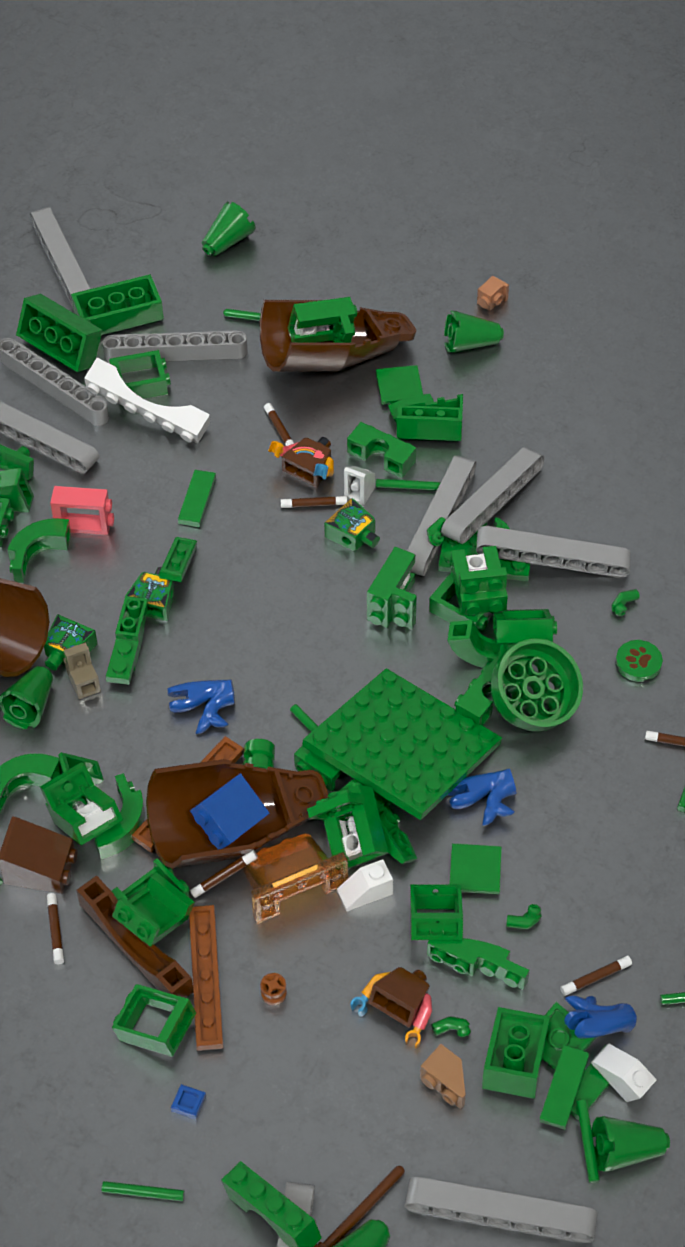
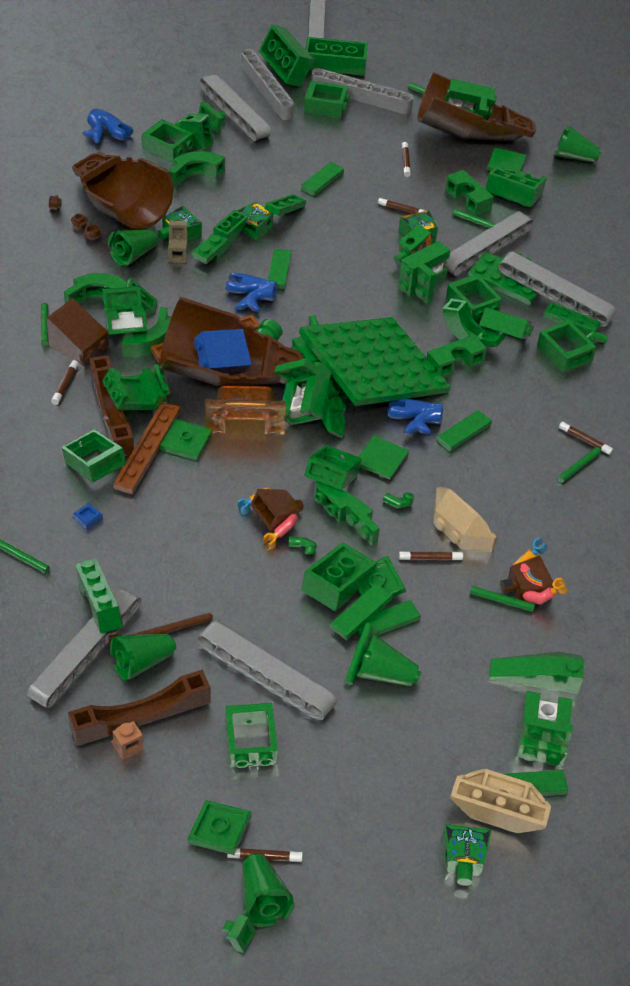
camera: 20 degrees right, 5 degrees down
(83, 499) = (228, 140): coral window -> none
(183, 420) = (341, 131): white arch -> none
(217, 652) = (280, 267): none -> green tile
(223, 874) = (198, 390): reddish brown bar -> none
(227, 229) = (438, 38): green cone -> none
(242, 945) = (186, 439): none -> green plate
(271, 983) = (189, 472): dark orange wheel -> none
(306, 459) = (411, 181): reddish brown torso -> none
(358, 484) = (439, 204): white slope -> none
(363, 559) = (414, 241): none -> green torso
(366, 886) = (295, 436): white slope -> none
(434, 532) = (475, 247): green arm -> none
(445, 1074) = (278, 569): medium nougat slope -> none
(479, 581) = (487, 283): green brick -> none
(492, 293) = (606, 131): nougat brick -> none
(492, 495) = (533, 241): light grey beam -> none
(546, 790) = (464, 430): none -> green tile
(553, 665) = (490, 335): green wheel -> none
(585, 582) = (561, 314): none -> green tile
(594, 1020) = (411, 576): blue piece -> none
(605, 646) = (572, 359): none -> green window
(607, 919) = (461, 522): none -> tan wedge
(623, 1072) = (411, 619): white slope -> none
(639, 660) = (583, 378): green tile -> none

